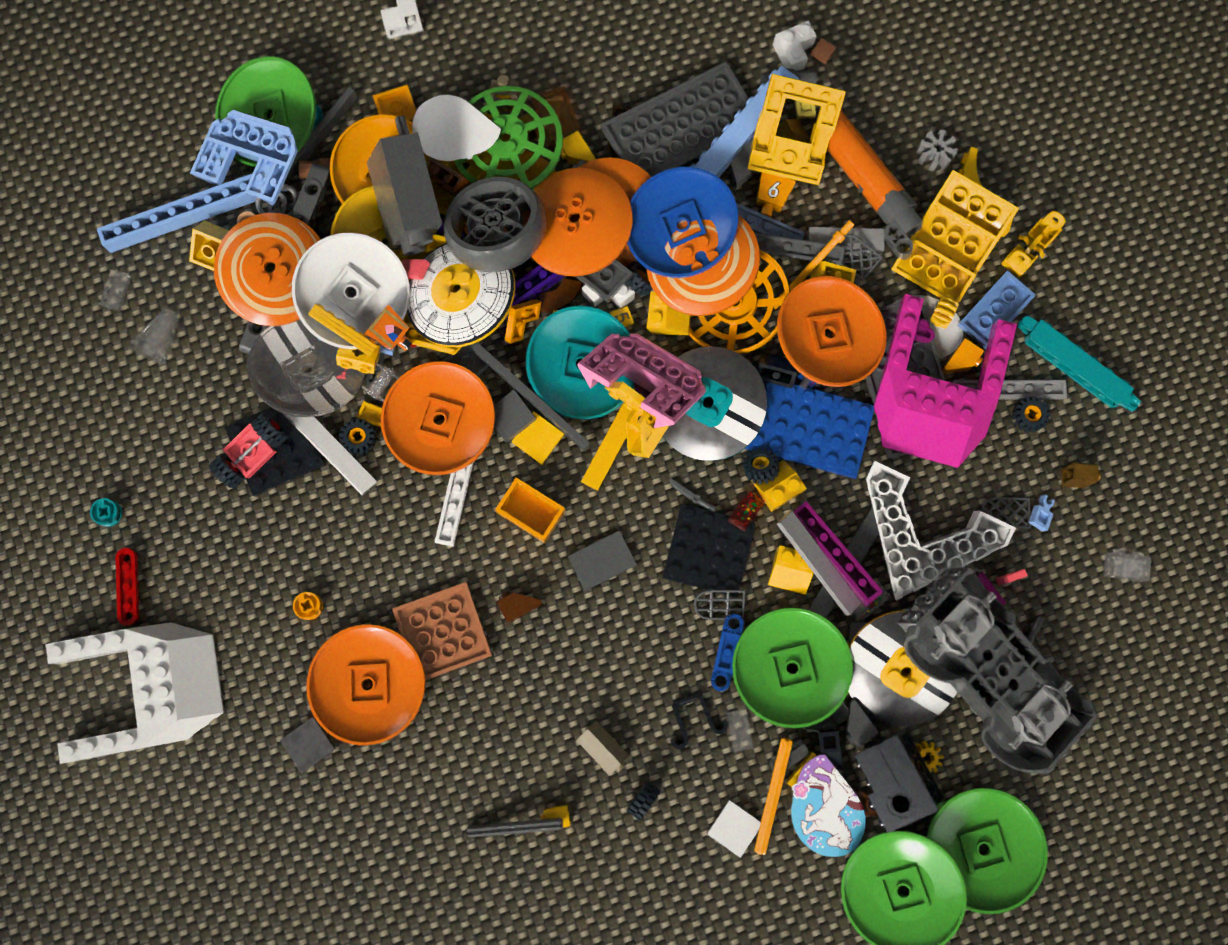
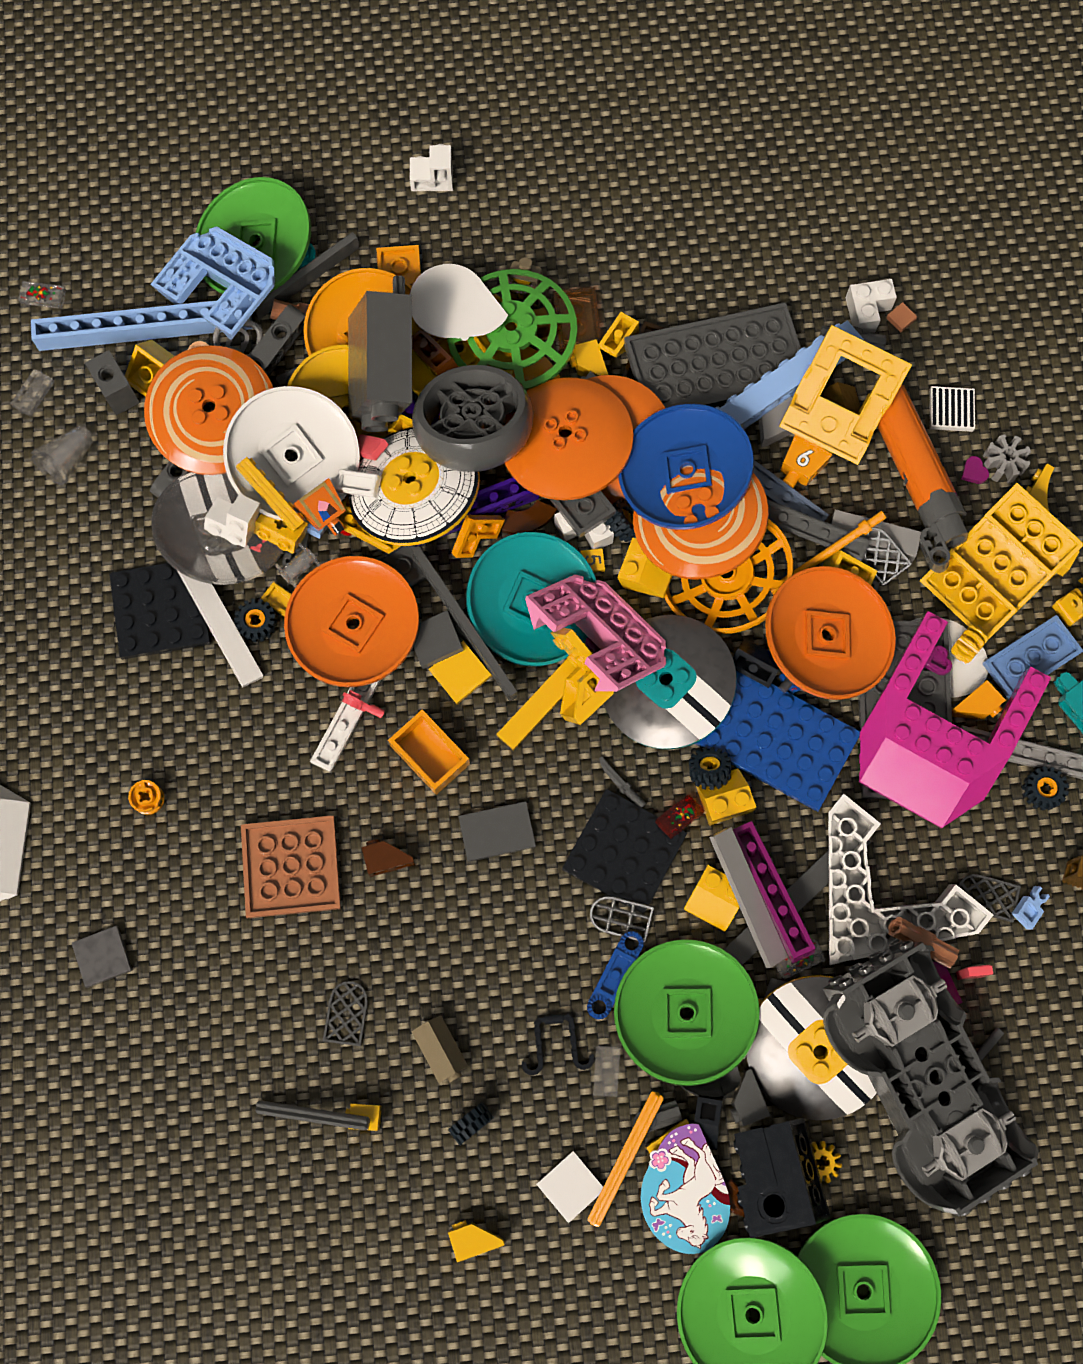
camera: 15 degrees right, 5 degrees down
(99, 203) = (42, 294): none -> clear tile
(187, 272) = (112, 382): none -> dark grey piece
(248, 451) = (128, 605): plate -> none
(317, 359) = (233, 520): none -> white brick
(338, 677) = (154, 895): orange dish -> none
(413, 302) = (358, 483): none -> white tile
(457, 483) = (354, 700): none -> coral plate
(535, 759) = (347, 1007): none -> dark grey window
(597, 115) = (613, 339): none -> yellow slope
(668, 891) = (472, 1240): none -> yellow slope
(804, 110) = (863, 377): light yellow plate -> none
(882, 119) = (952, 409): none -> tile
(913, 166) = (974, 471): none -> magenta tile
(954, 560) = (905, 930): none -> nougat piece

